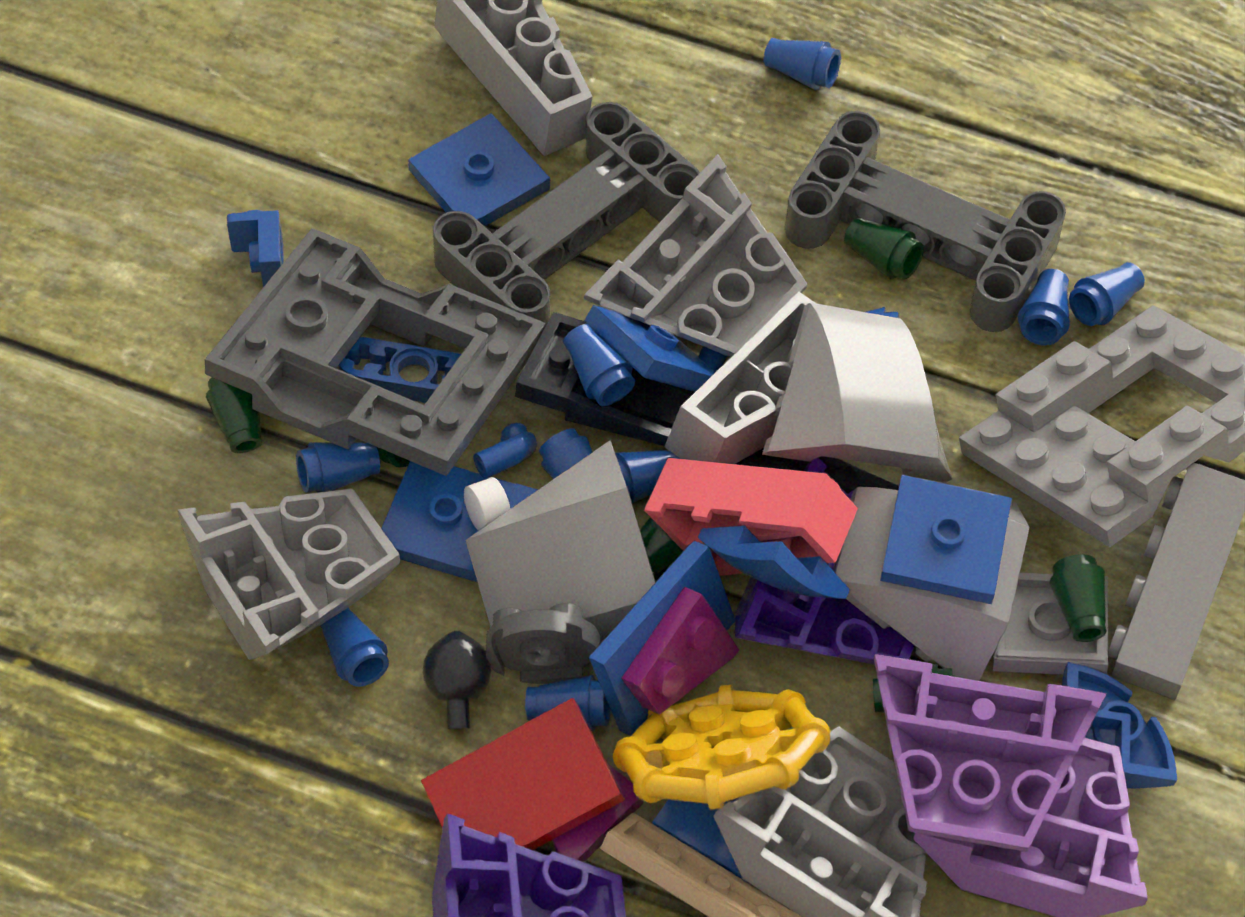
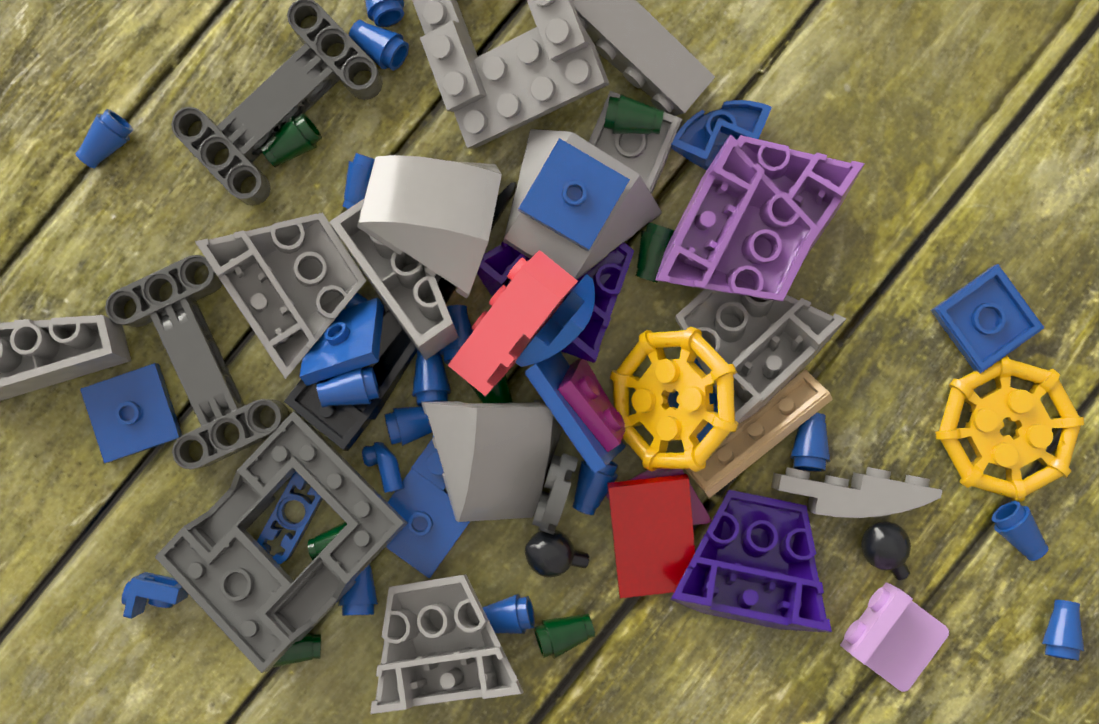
camera: 70 degrees left, 30 degrees up
(348, 720) = (563, 634): none -> dark green cone
(485, 502) = (431, 498): white piece -> none

